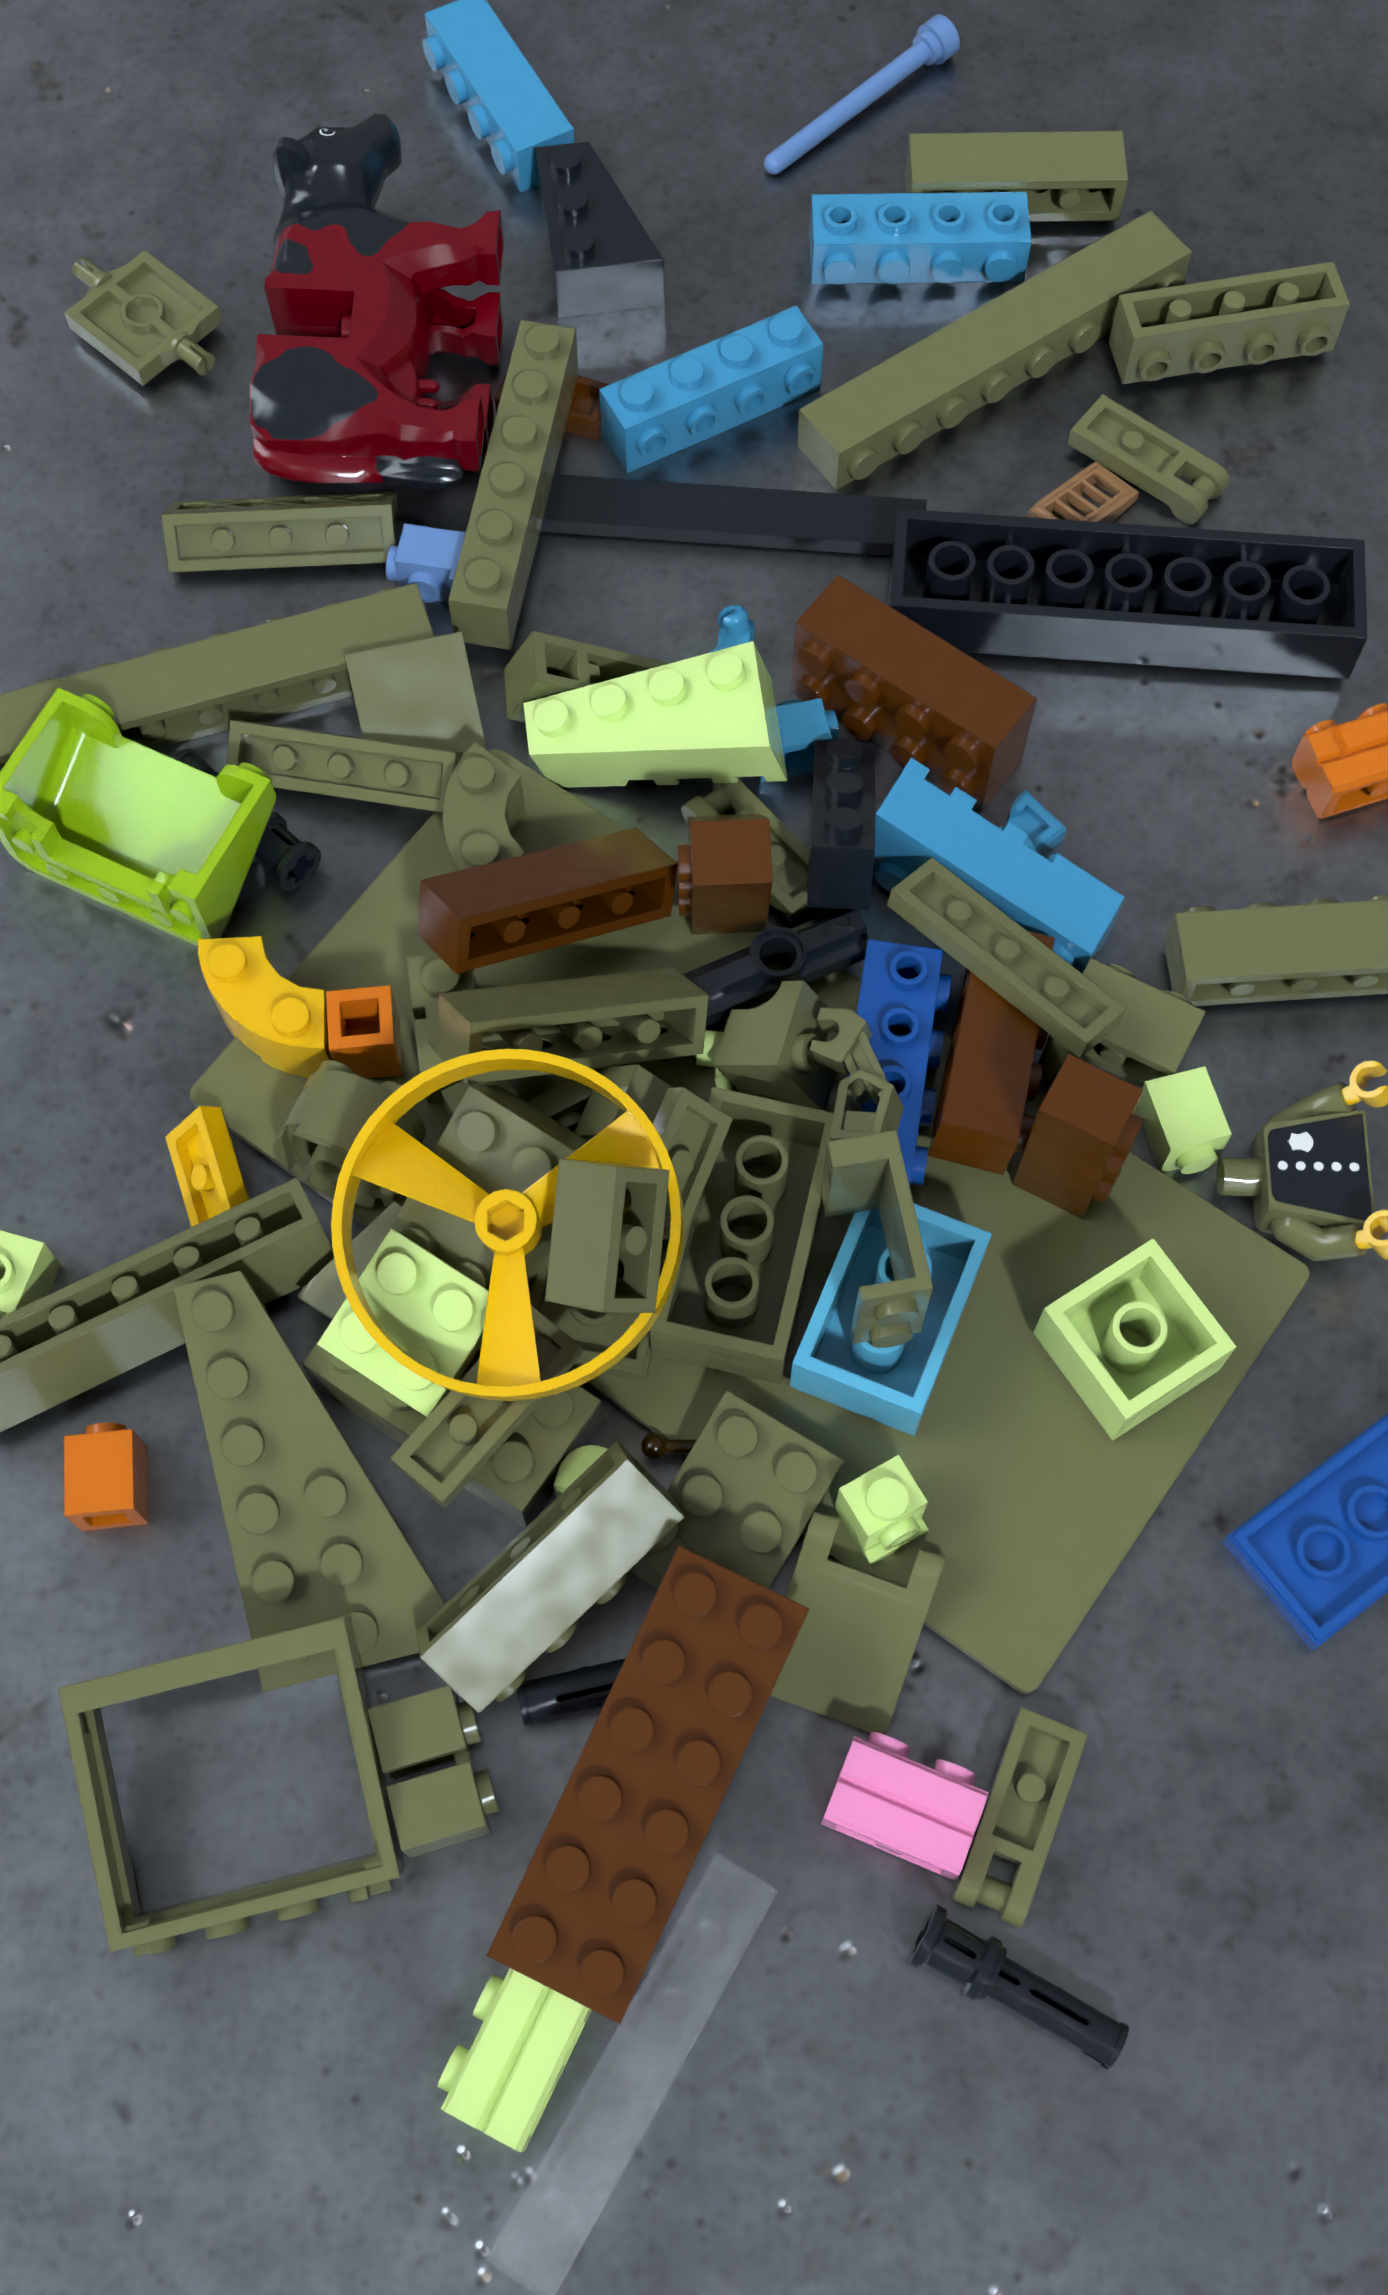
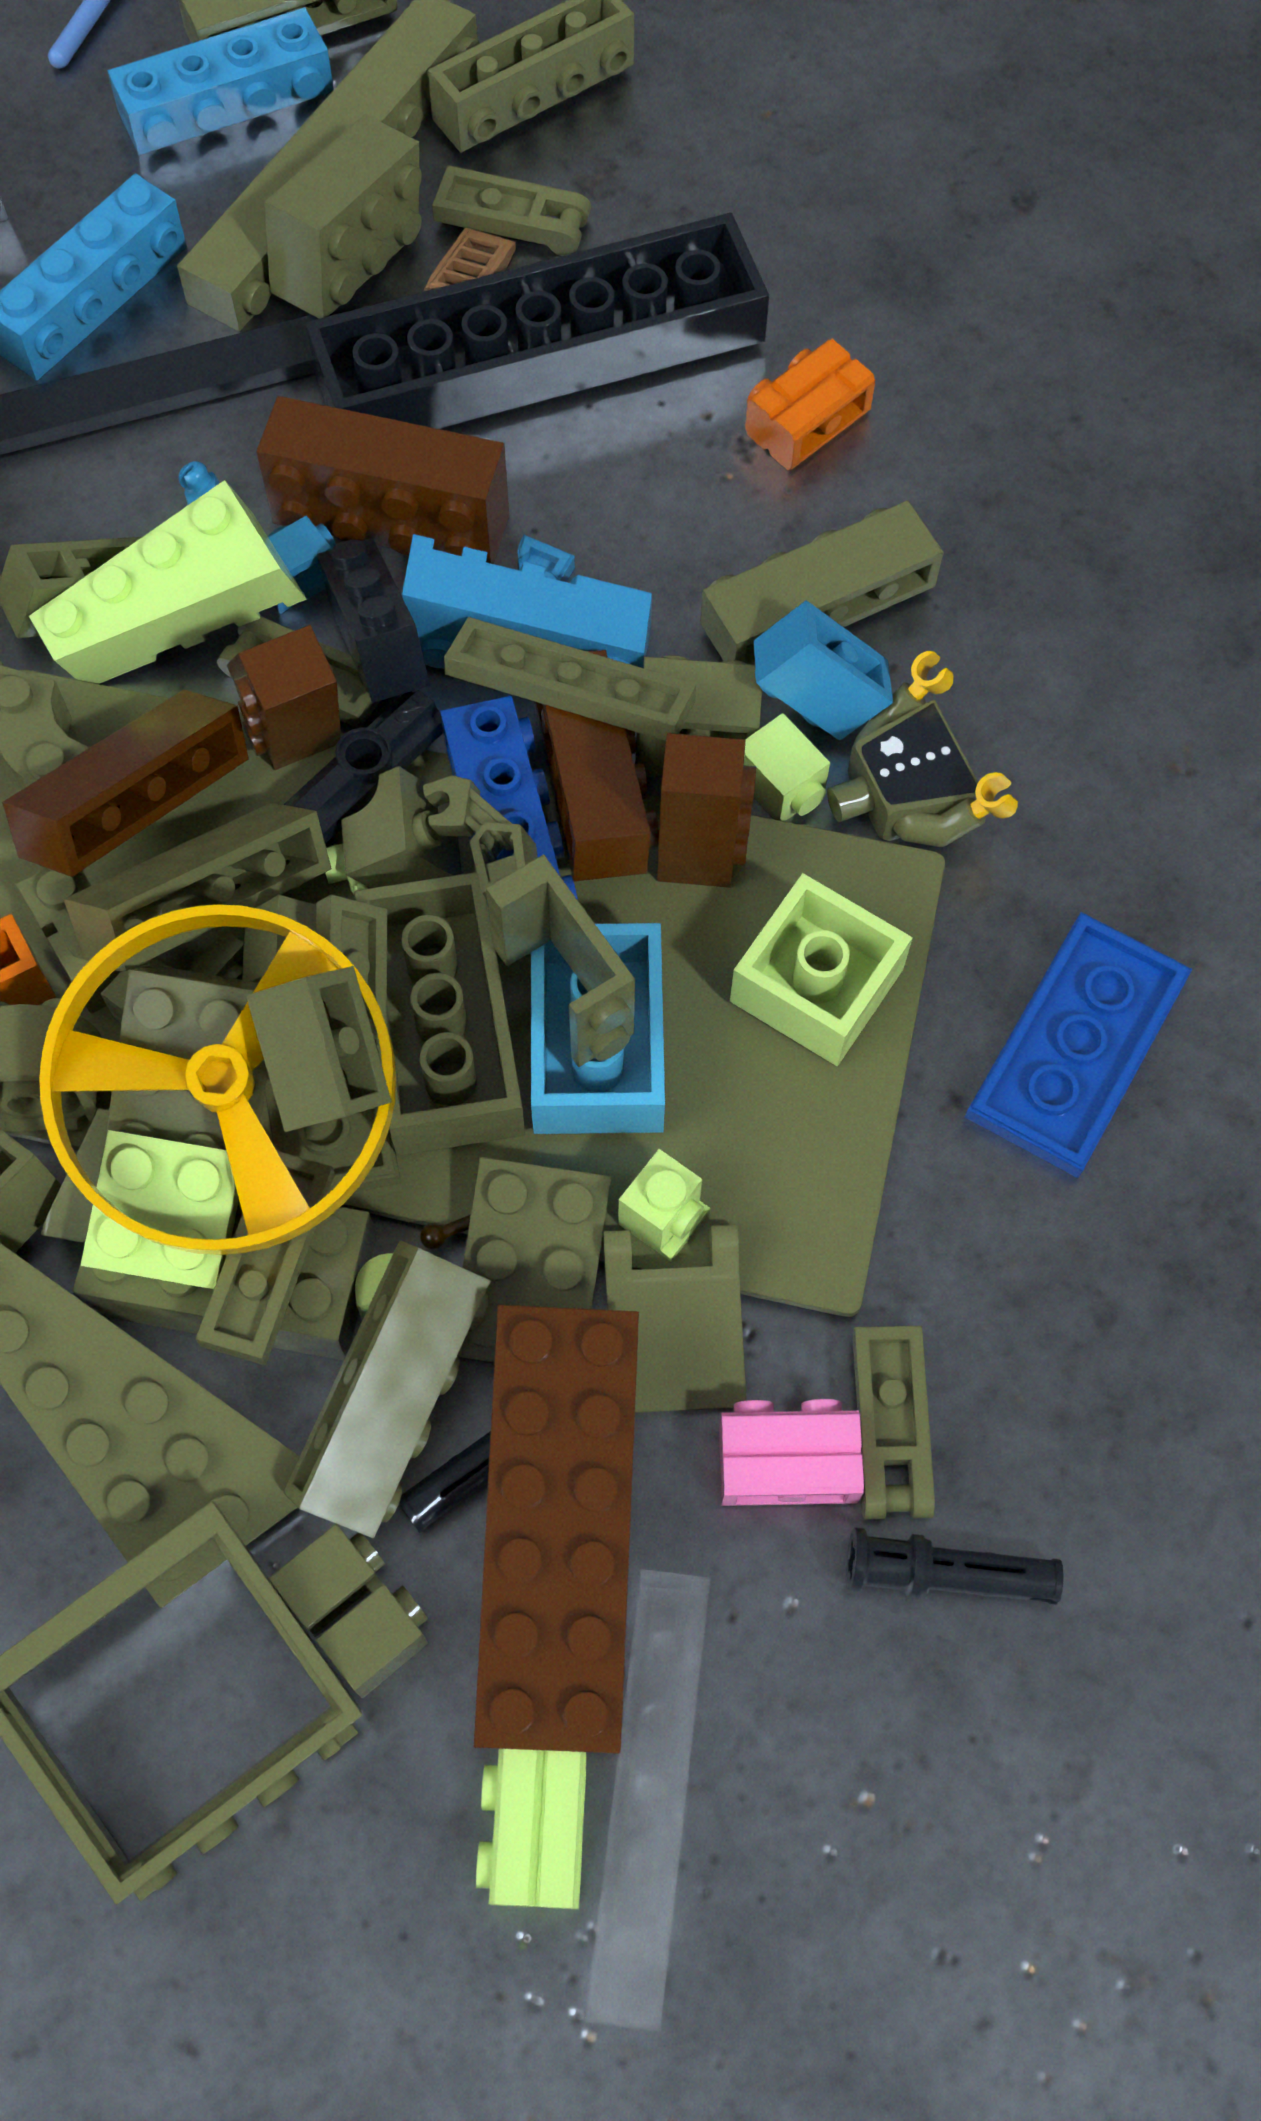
camera: 25 degrees left, 0 degrees up
(977, 414) = (343, 216): none -> olive brick
(1262, 1040) = (822, 671): none -> dark azure brick

